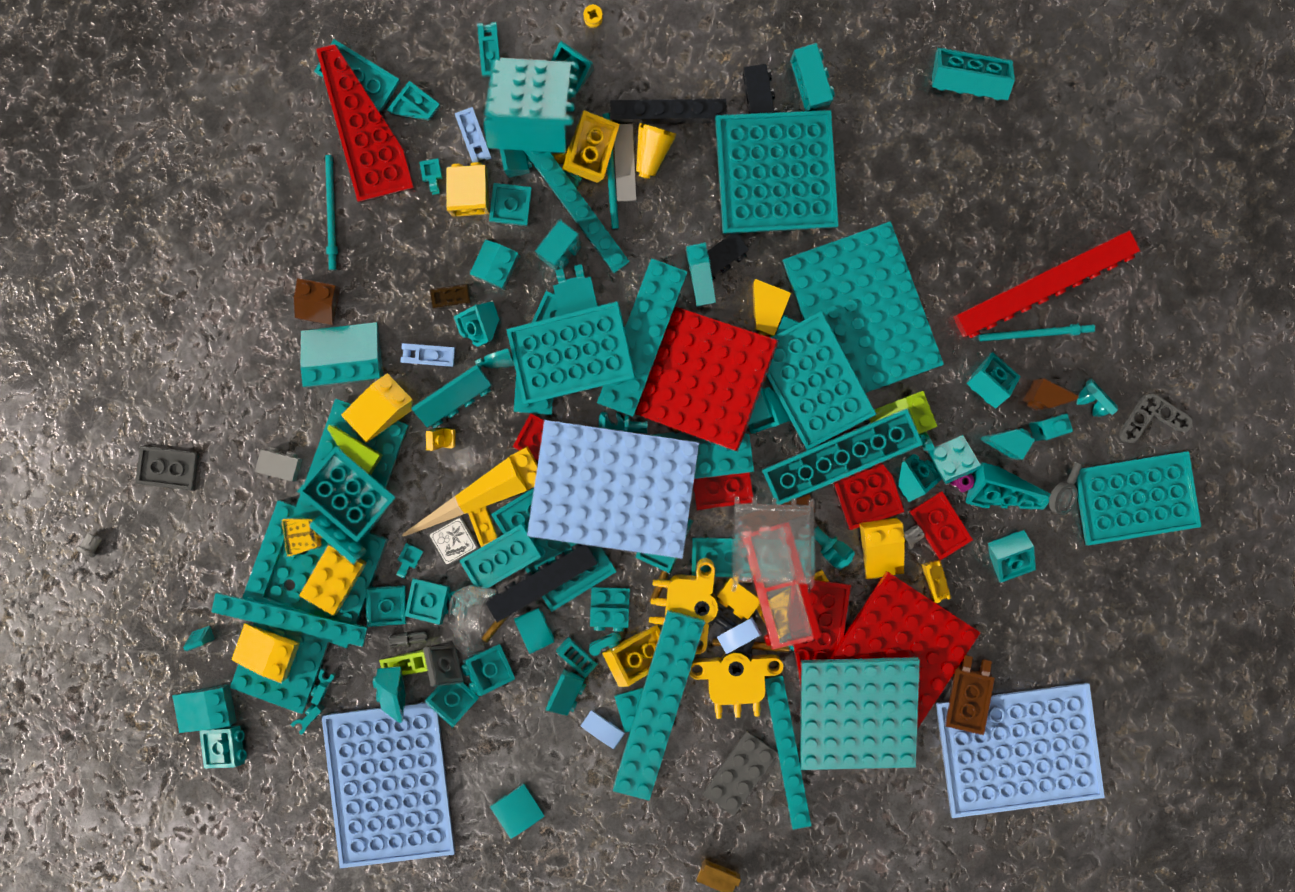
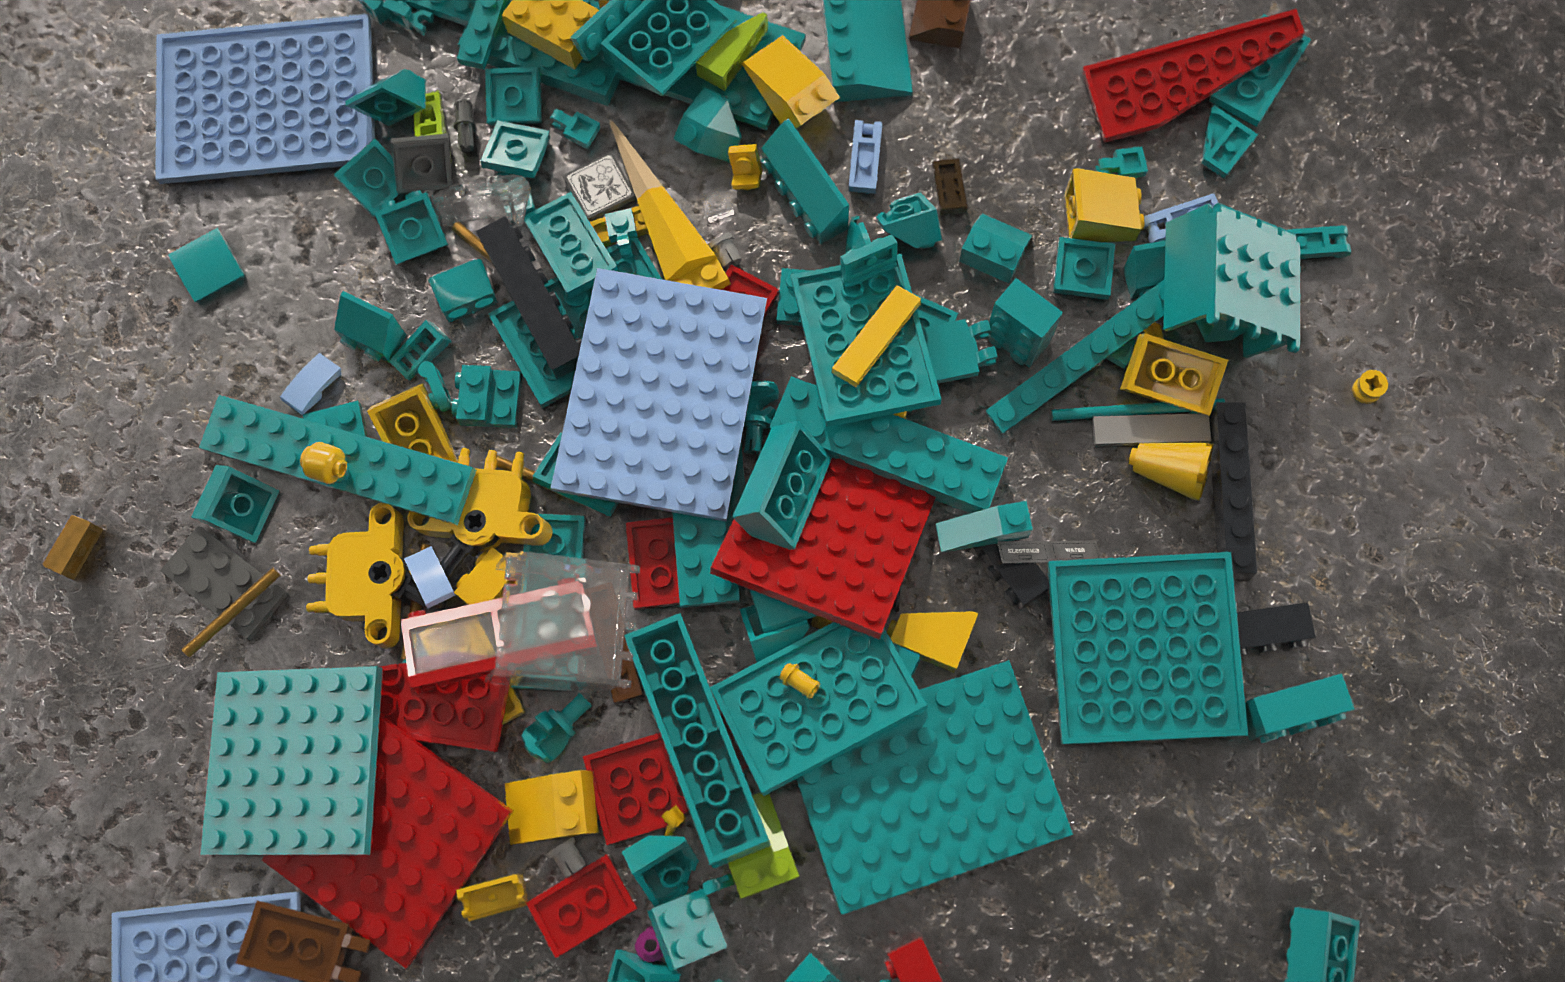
camera: 95 degrees right, 15 degrees down
(331, 249) = (1014, 36): teal bar -> none
(410, 464) = (709, 126): none -> teal slope
(488, 523) = (620, 229): none -> plate
(499, 452) = (725, 250): none -> light grey bush
(520, 356) = (868, 261): none -> teal plate
(567, 54) = (1288, 367): teal slope -> none
(571, 345) = (876, 336): none -> yellow tile
(666, 711) = (323, 462): none -> yellow head
(676, 405) = (783, 486): none -> teal slope
(688, 771) = (235, 503): none -> teal slope
(712, 232) = (1047, 551): none -> flat silver sticker
(763, 764) = (231, 612): none -> pearl gold bar
(787, 752) = (248, 654): teal plate -> none
(805, 392) = (799, 680): none -> yellow pin
(887, 470) = (673, 819): none -> yellow hand

